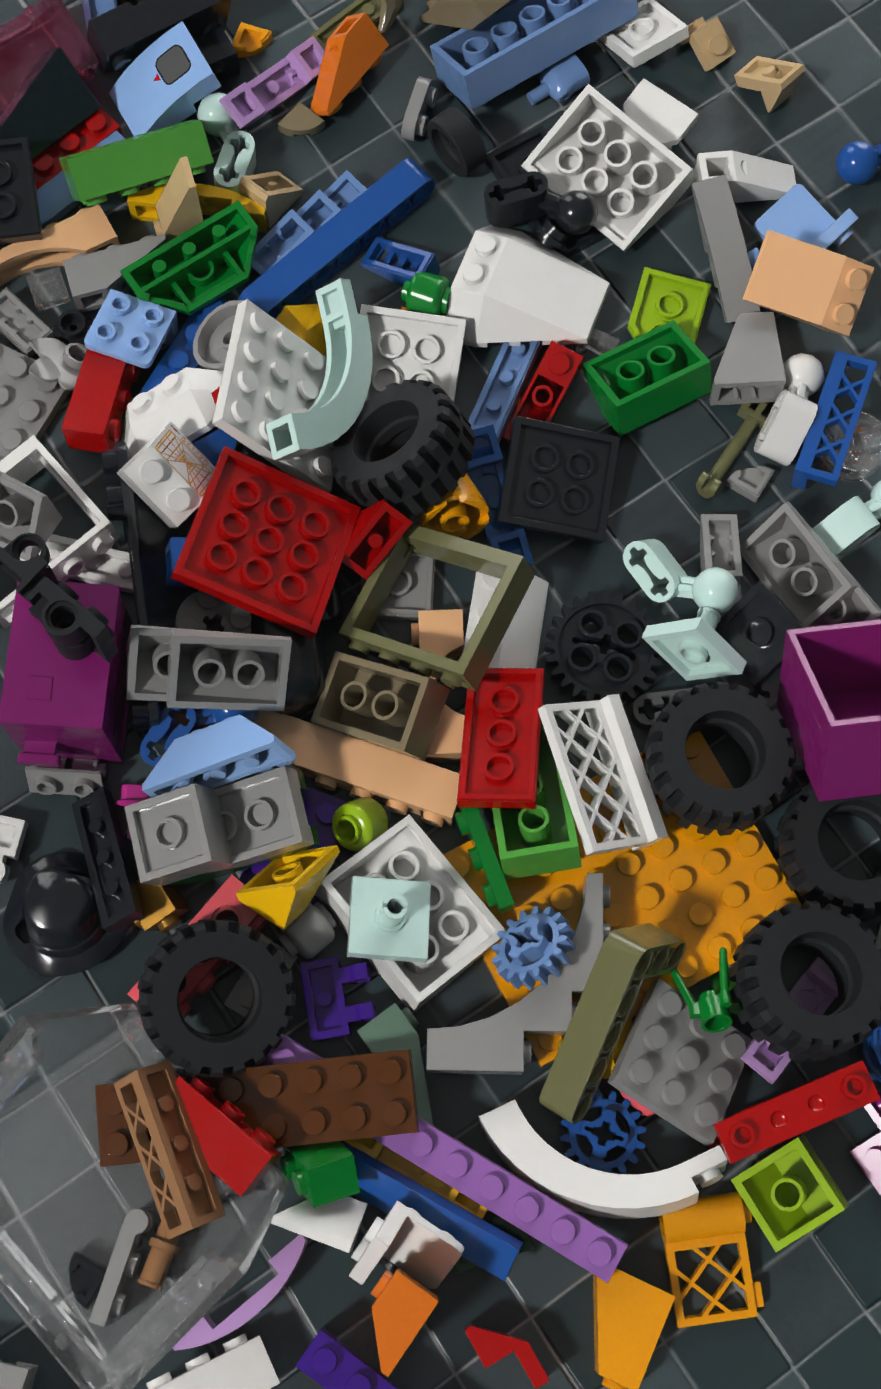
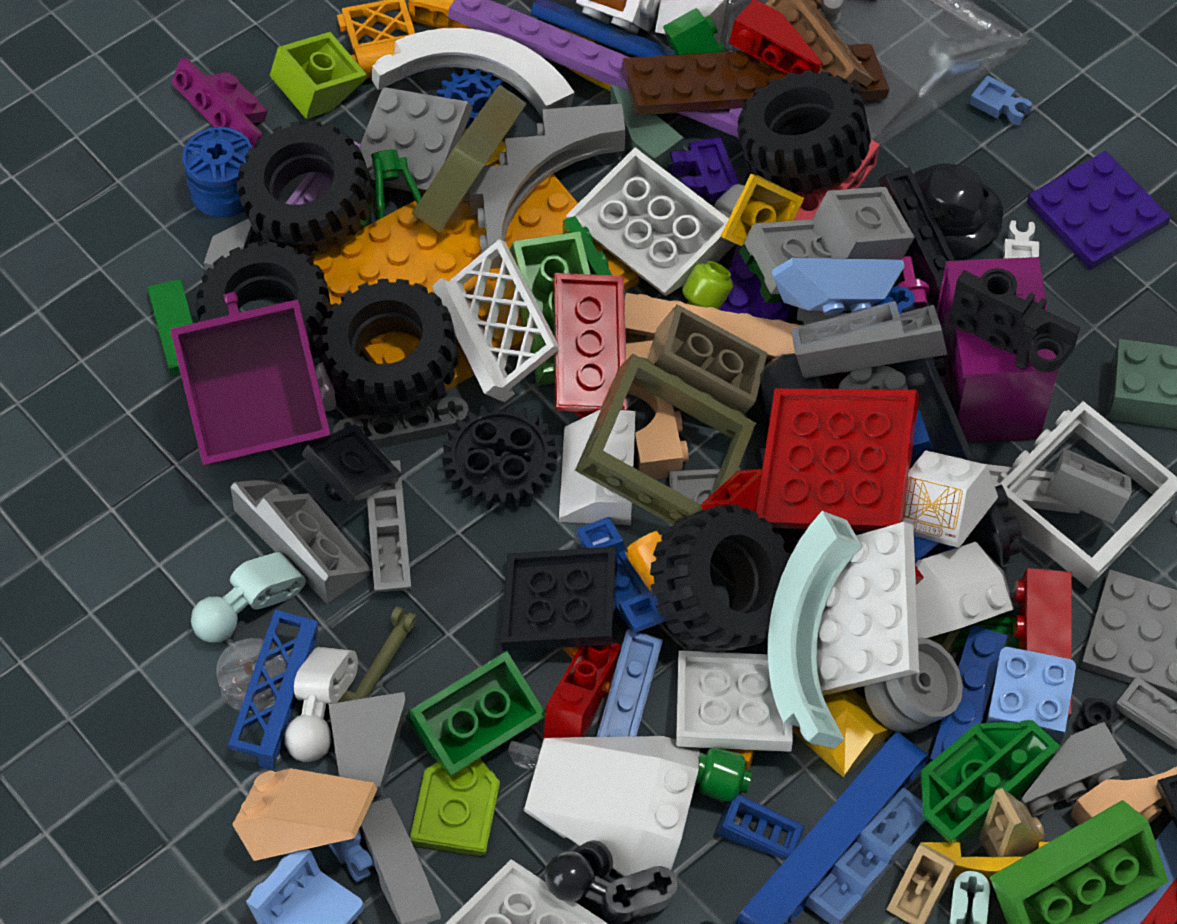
camera: 175 degrees right, 15 degrees down
(48, 289) = (1141, 758): clear tile -> none
(57, 361) = (1103, 664): light grey plate -> none
(389, 919) = (669, 200): light aqua tile -> none
(533, 947) = (543, 189): medium blue gear -> none
(695, 646) = (414, 440): light aqua tile -> none
(711, 588) = (443, 518): light aqua beam -> none
(750, 481) = (360, 636): light grey tile -> none
(794, 1111) = (324, 86): red fence -> none

